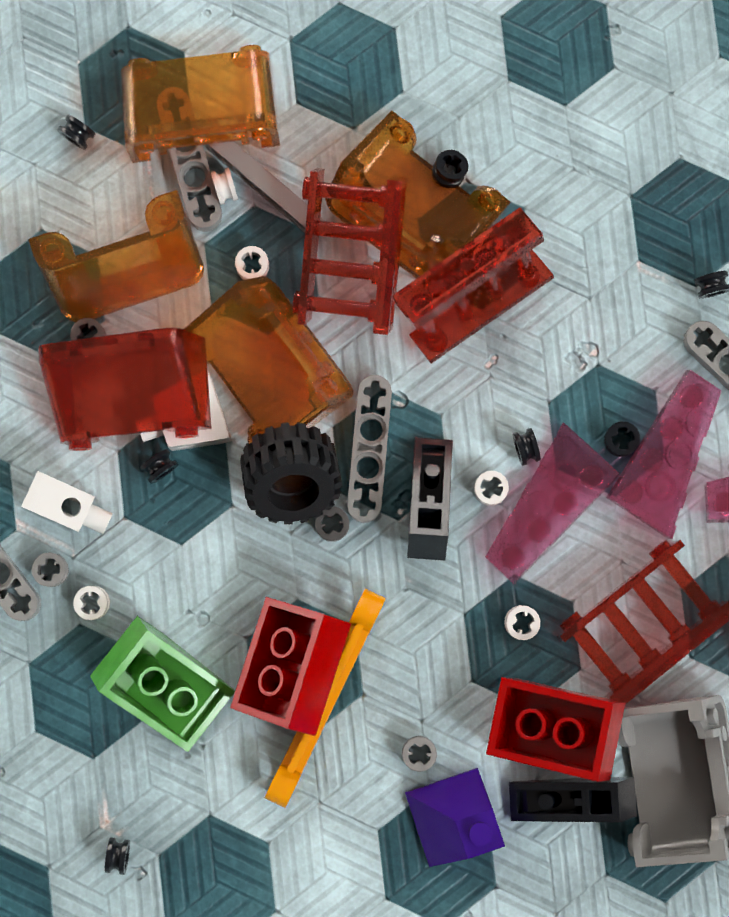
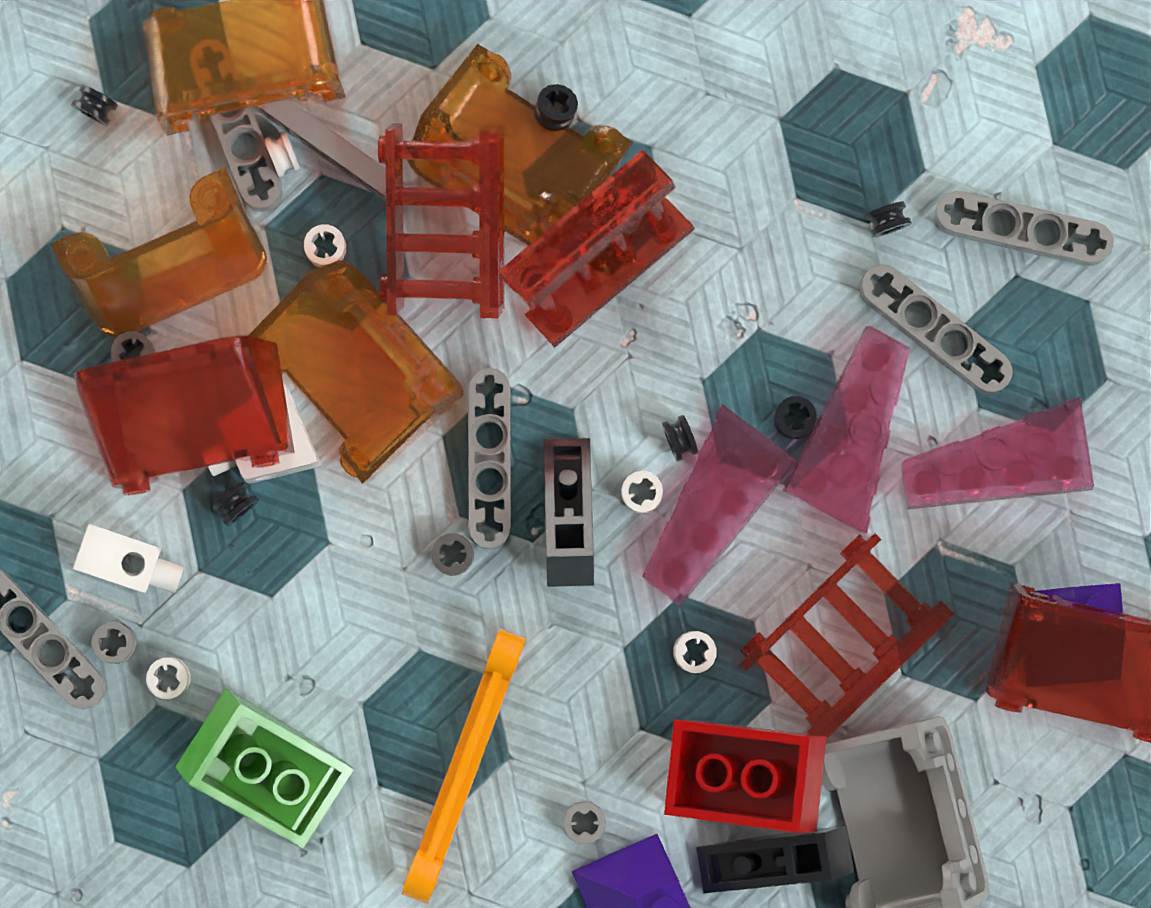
camera: 10 degrees left, 0 degrees up
(290, 473) = (396, 498): black tyre -> none
(290, 666) = (418, 730): red brick -> none

